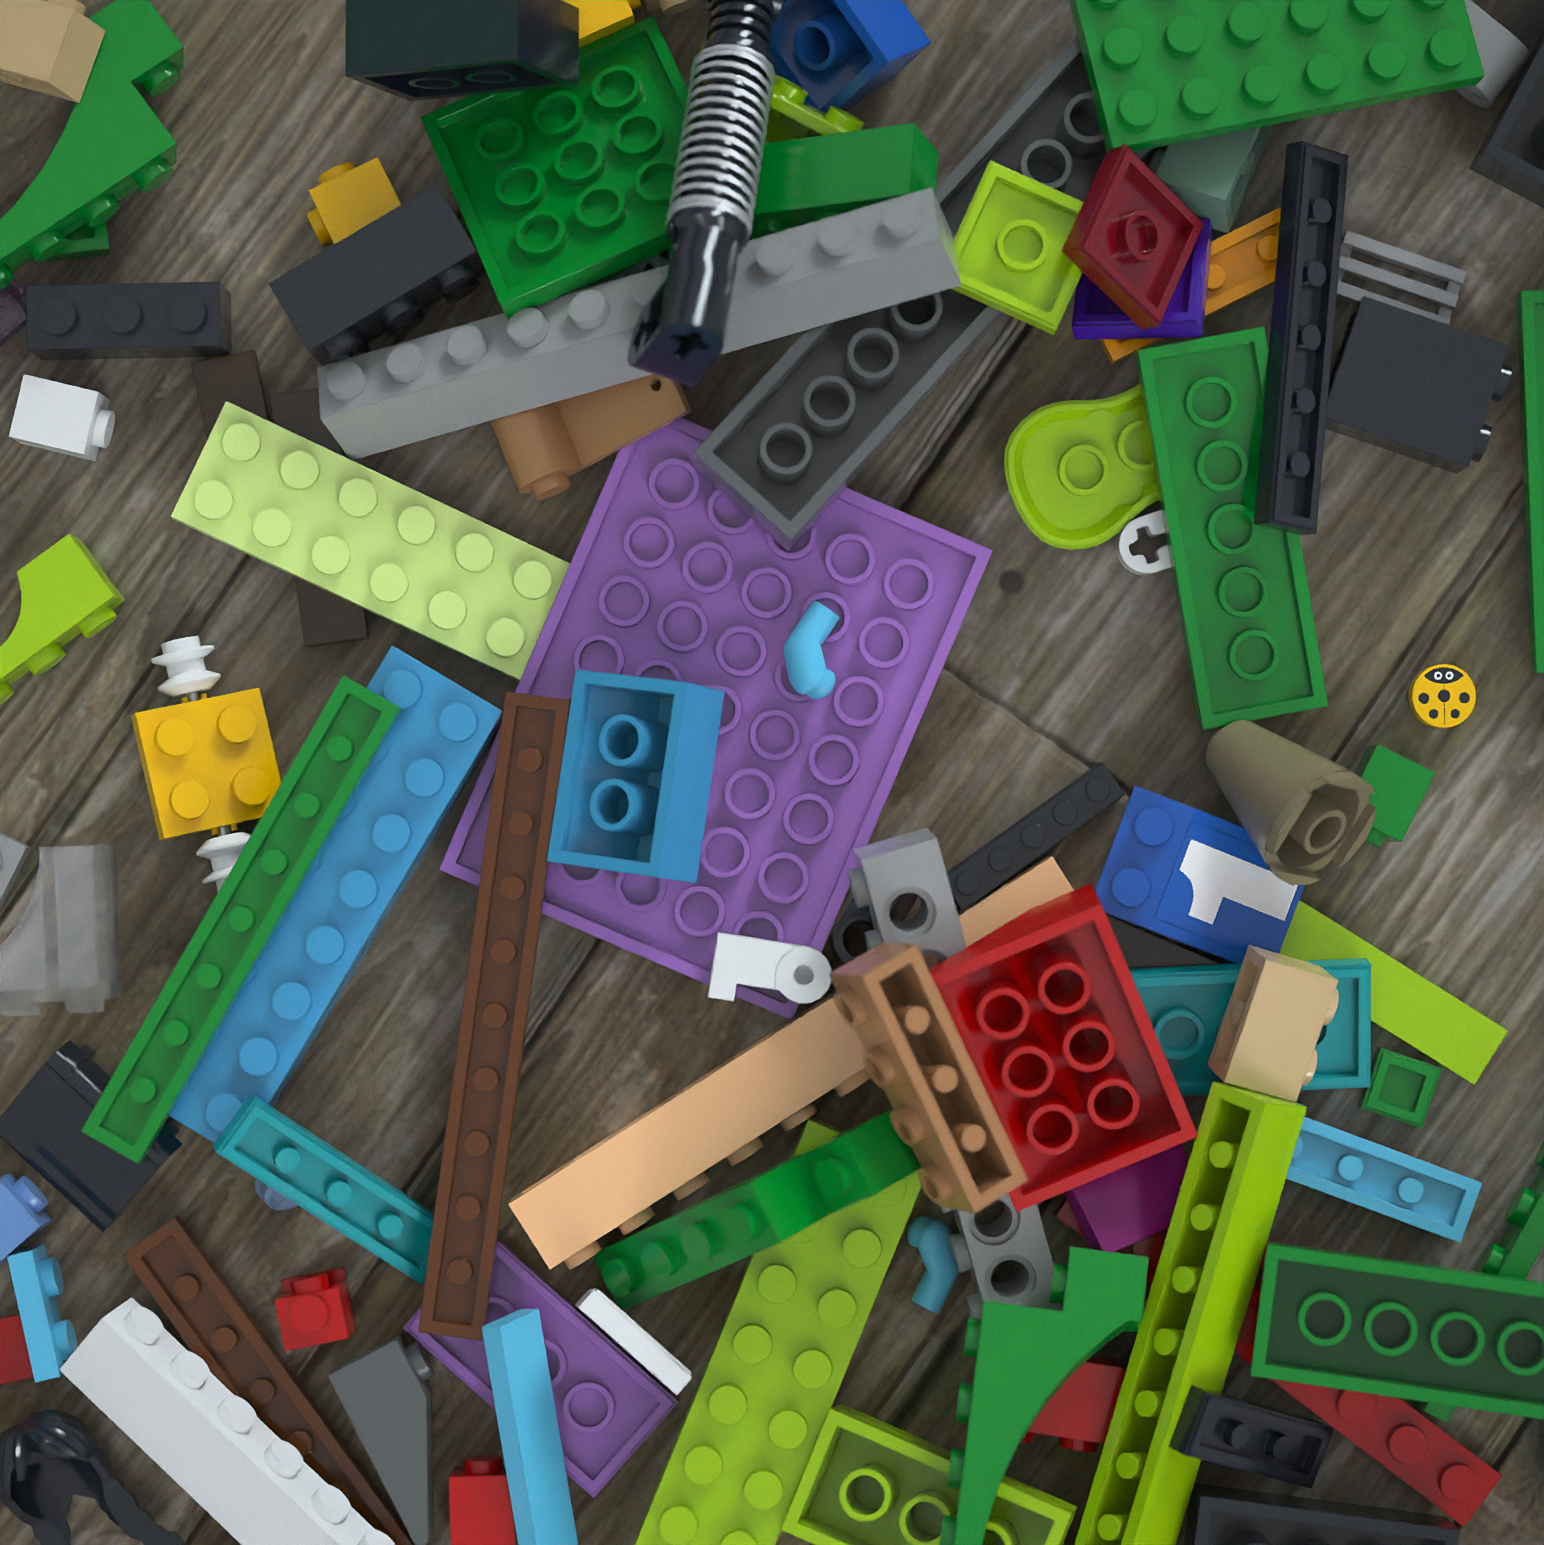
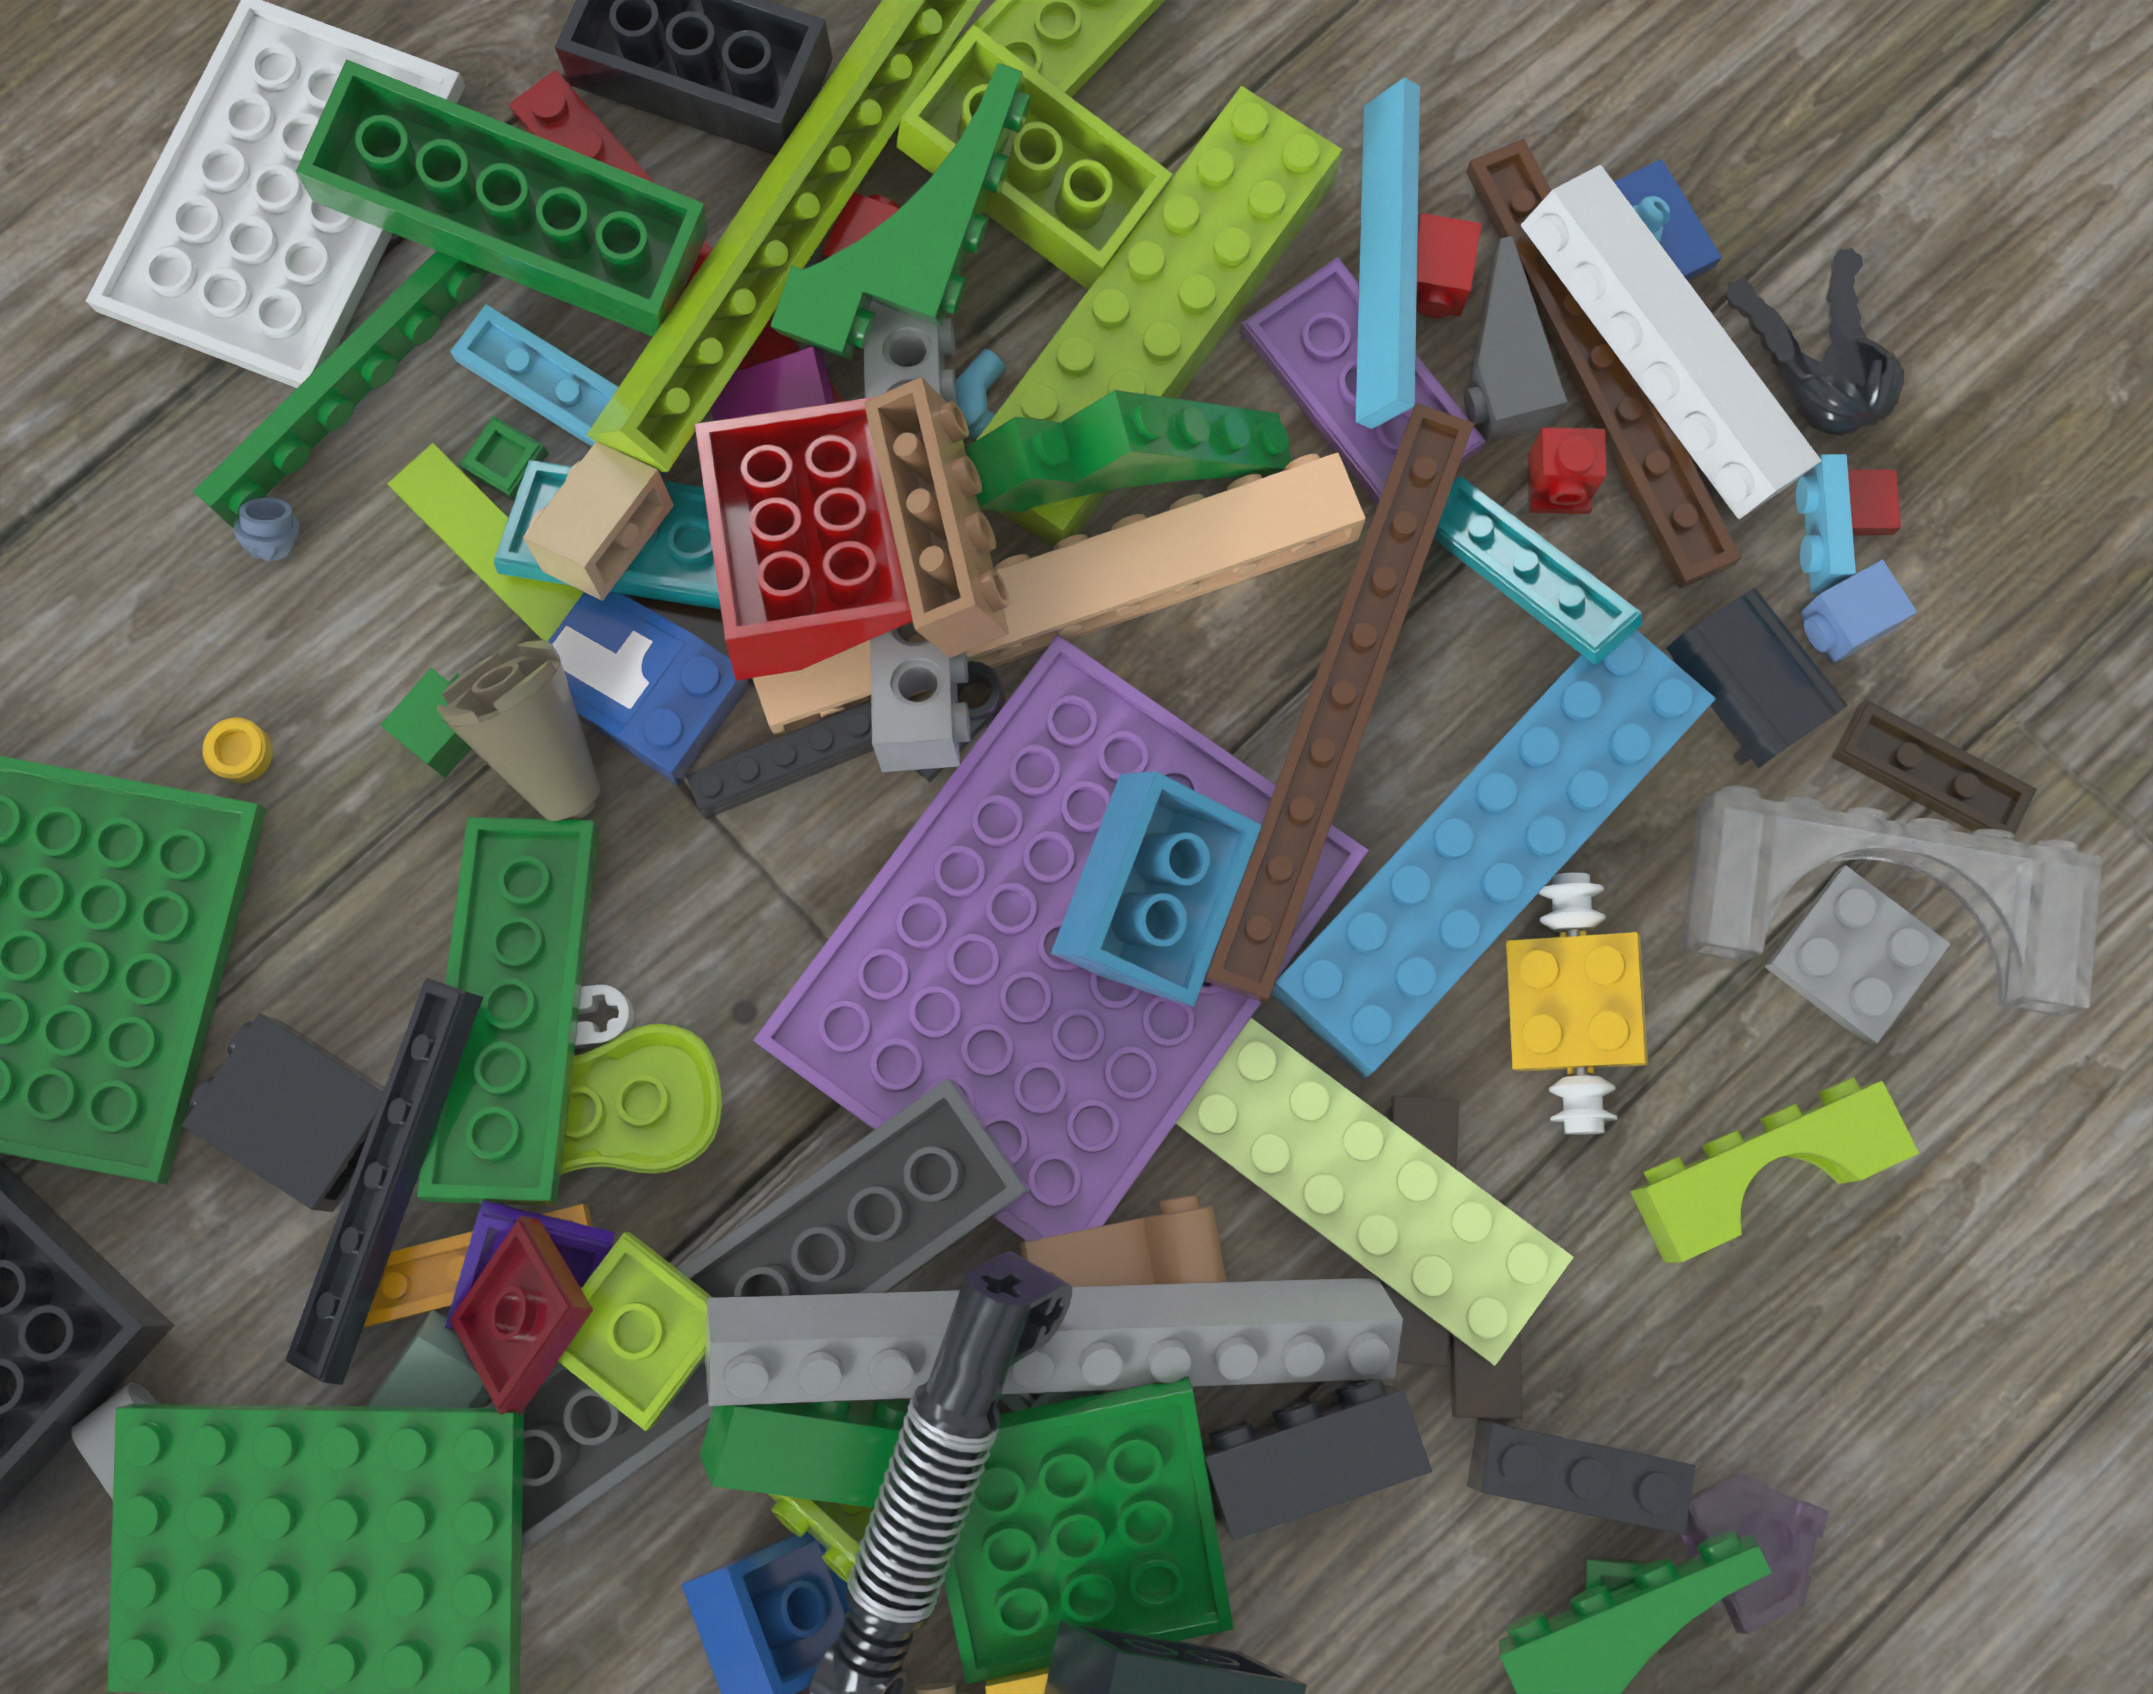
camera: 170 degrees left, 10 degrees down
(62, 418) = (1667, 1389): white brick -> none
(241, 920) = (1573, 830): green plate -> none
(350, 200) = (1323, 1549): yellow brick -> none
(634, 1340) = (1273, 372): white tile -> none
(787, 967) = (1068, 682): white leg -> none
(804, 653) = (963, 975): medium azure arm -> none
(1251, 1437) = (723, 169): black tile -> none
(1404, 259) = (238, 1195): light grey tile -> none
(1442, 696) = (357, 806): yellow tile -> none

